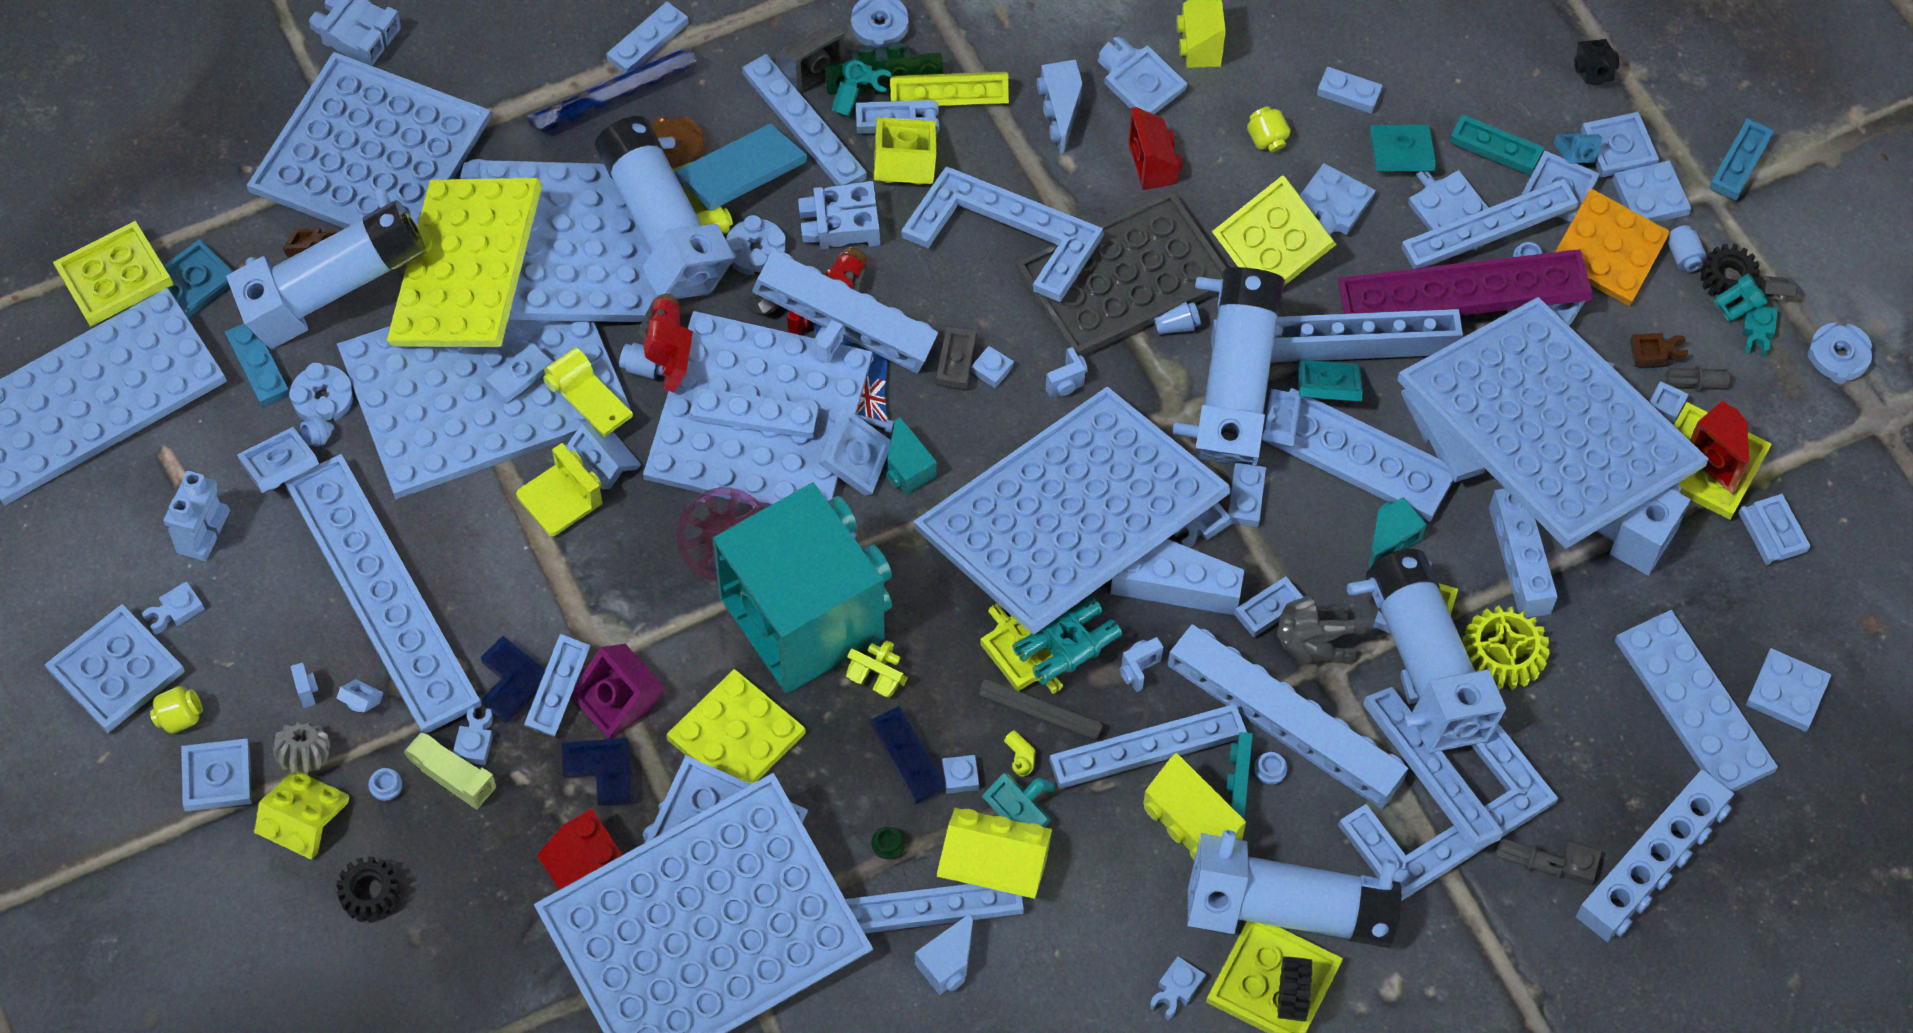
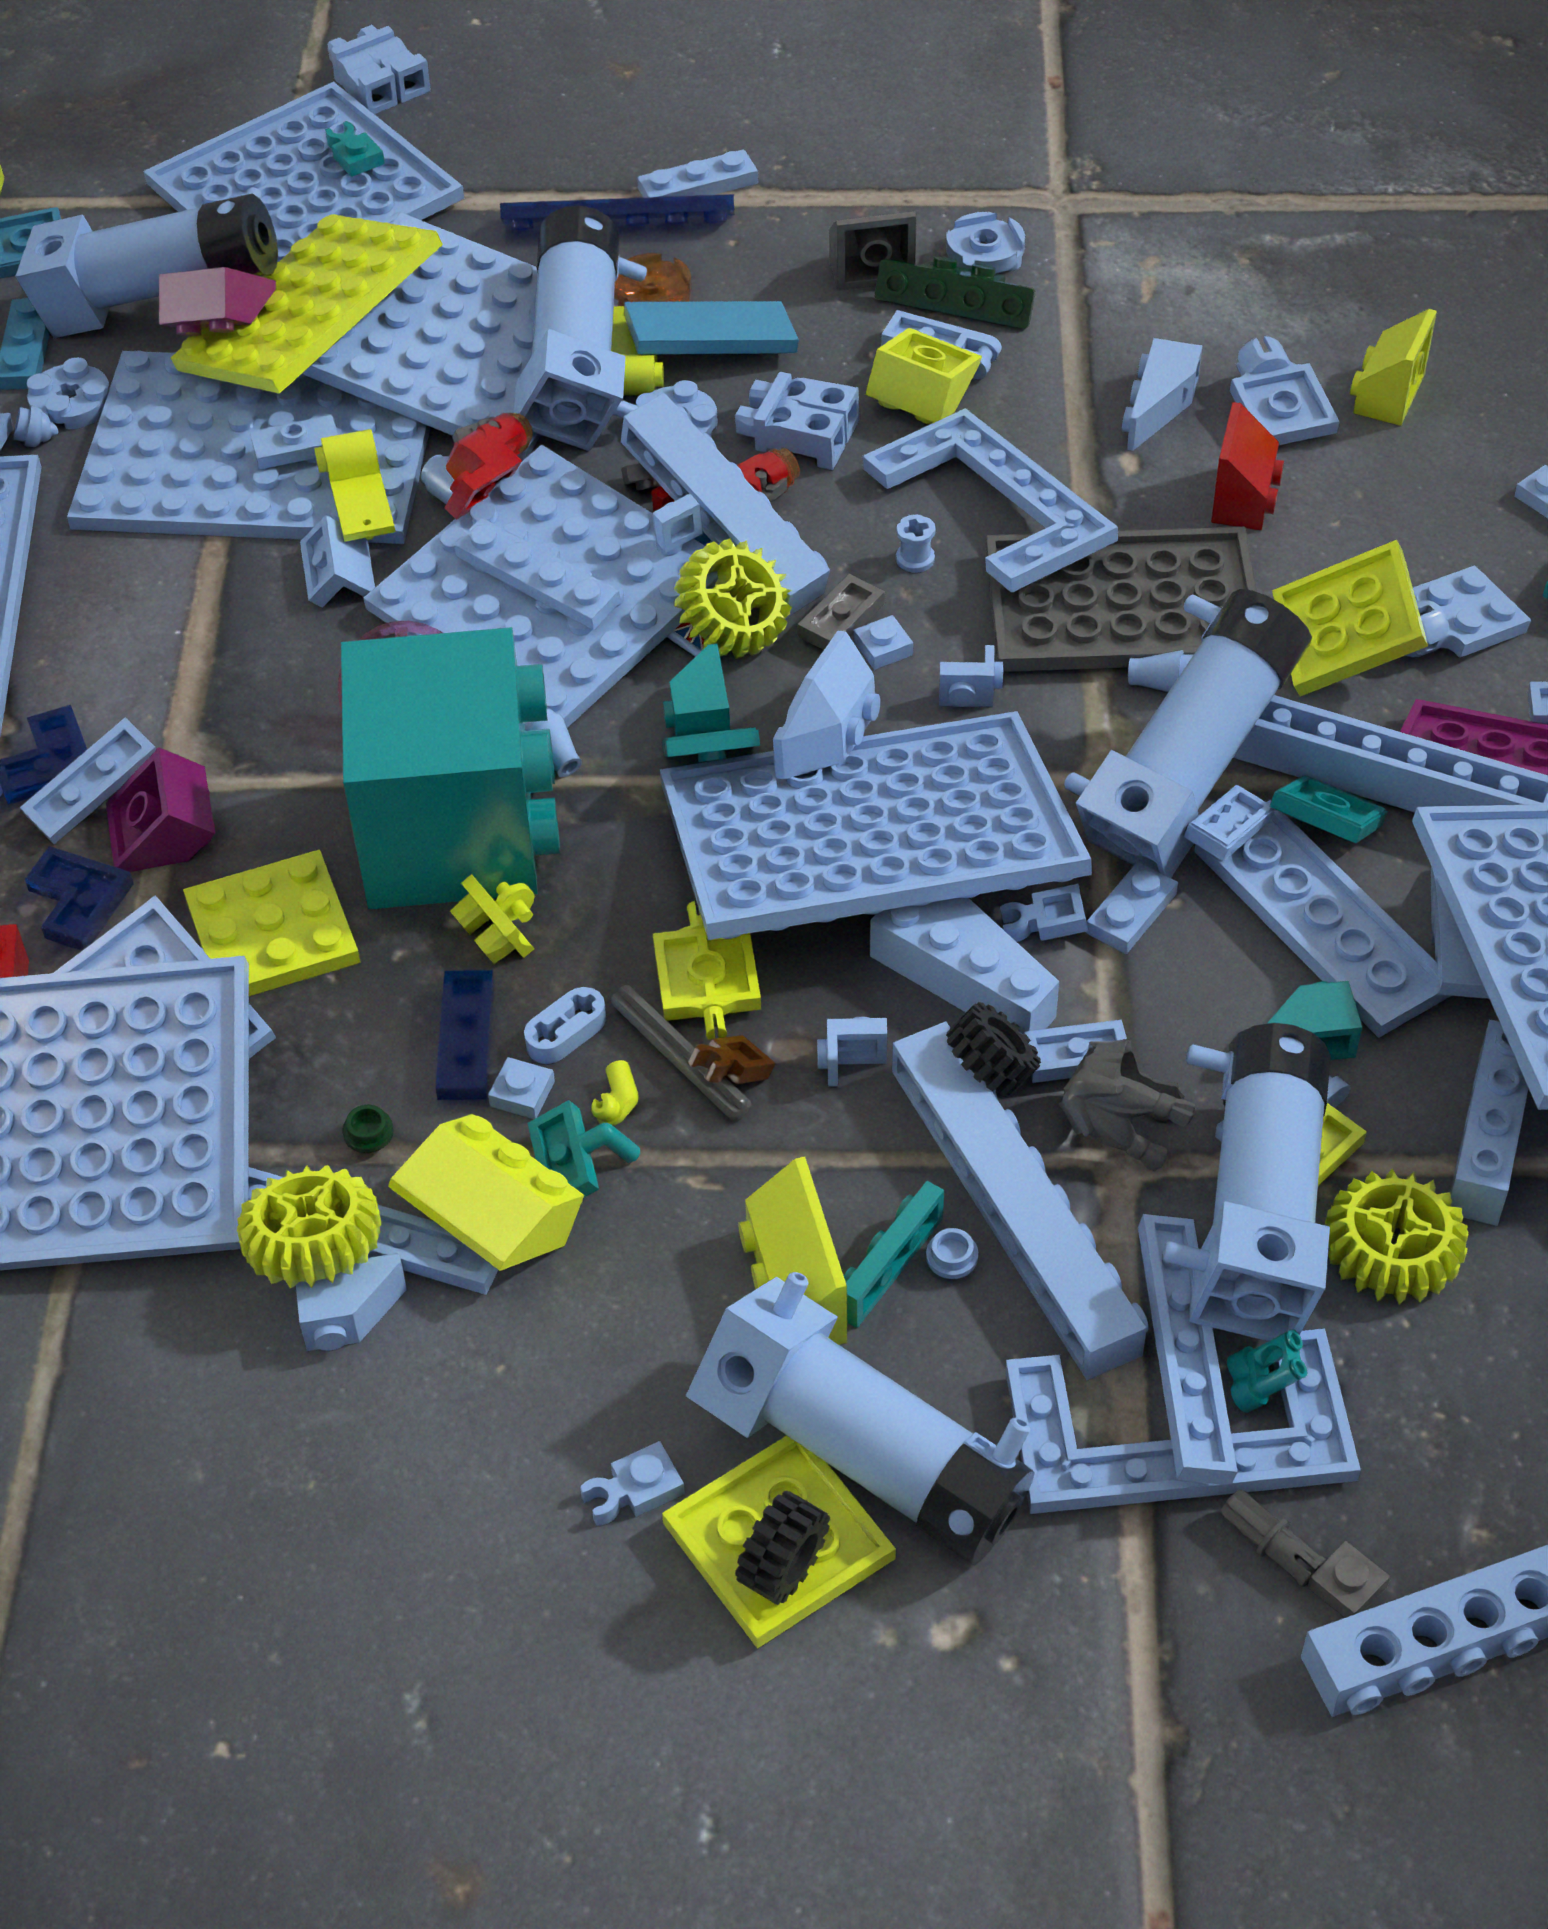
camera: 30 degrees right, 10 degrees down
(395, 112) = (354, 152): none -> teal plate
(405, 291) = (211, 299): none -> slope
(561, 493) = (255, 587): neon yellow bracket -> none
(803, 122) = (823, 311): light blue plate -> none
(855, 73) = (912, 273): teal bar -> none
(855, 452) = (634, 663): light blue plate -> none
(880, 362) = (723, 611): none -> neon yellow gear
(926, 933) = (309, 1226): none -> neon yellow gear
(937, 490) = (710, 744): none -> teal plate
(952, 88) = (1030, 334): neon yellow plate -> none
(967, 724) = (568, 1028): none -> light blue beam
(973, 285) = (915, 537): none -> light blue bush
(1002, 438) = (827, 711): none -> light blue wedge
(1068, 641) = (760, 974): teal pin -> none
(1079, 702) = (733, 1058): none -> reddish brown plate
(1146, 746) = (767, 1148): light blue plate -> none
(1230, 630) = (993, 1049): none -> black tyre
(1268, 129) = (1419, 504): neon yellow head -> none
(1469, 765) = (1251, 1375): none -> teal piece

